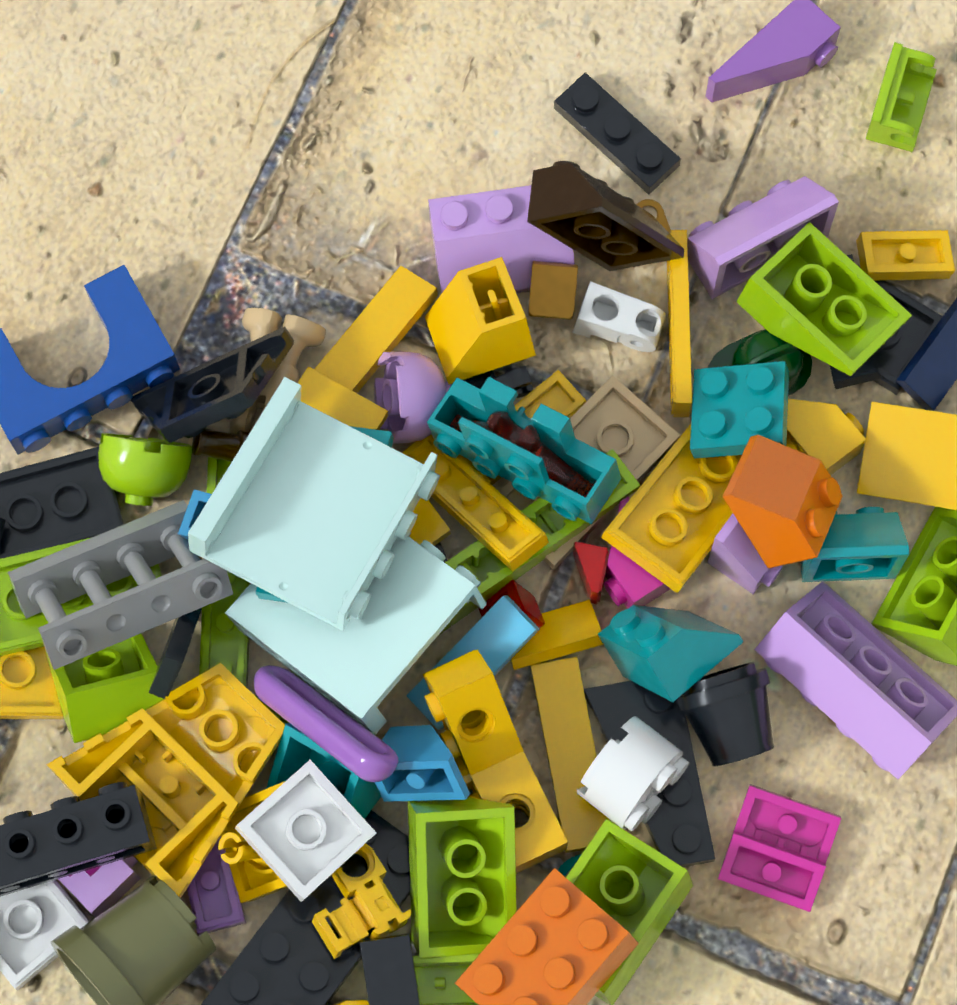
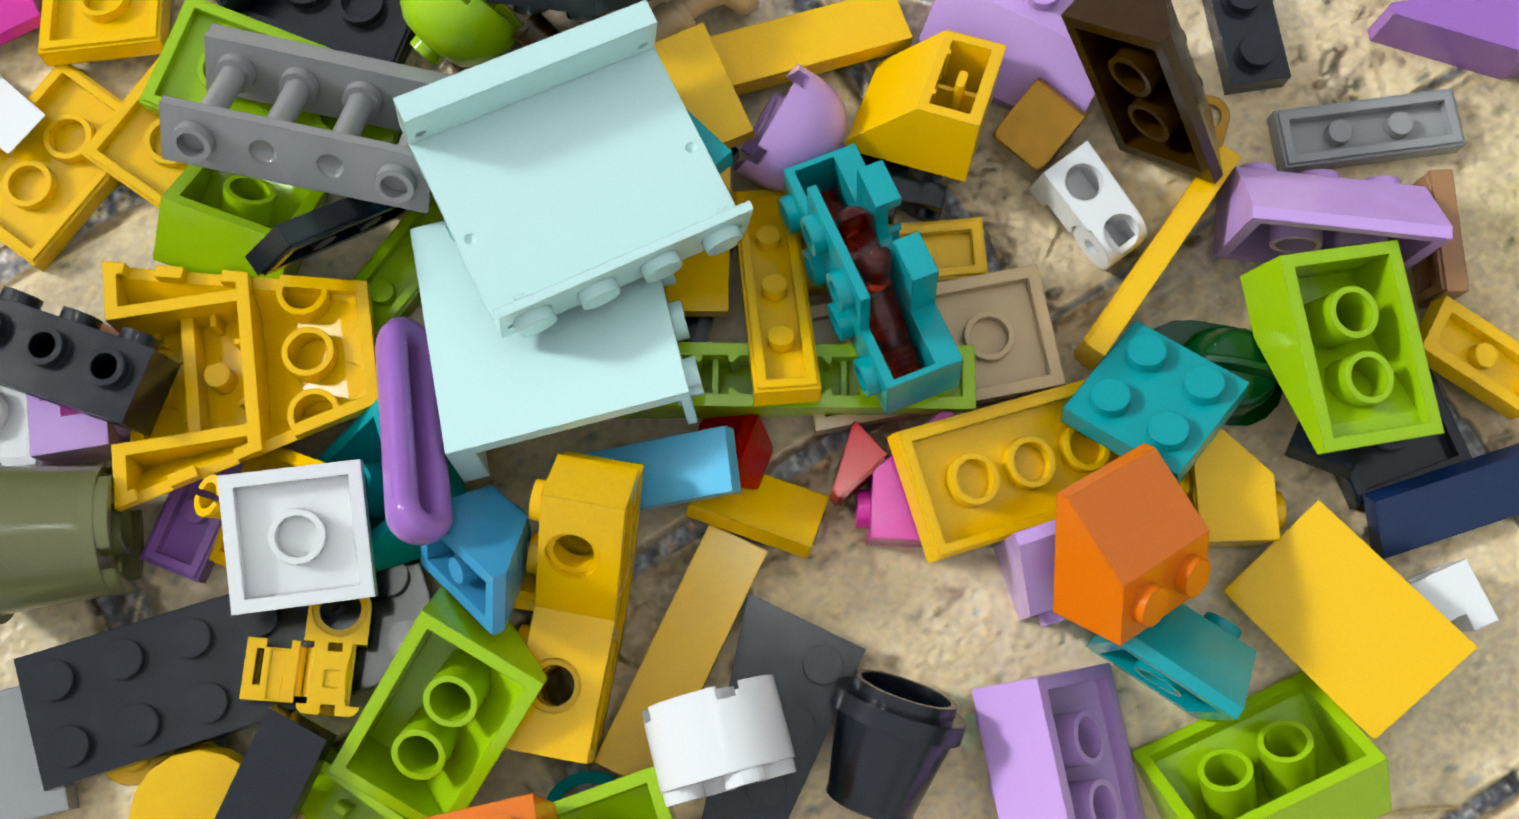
camera: 35 degrees right, 5 degrees up
(666, 647) = (872, 618): teal slope -> none
(747, 162) = (1366, 131): none -> light grey tile
(849, 217) = (1445, 269): none -> medium nougat tile

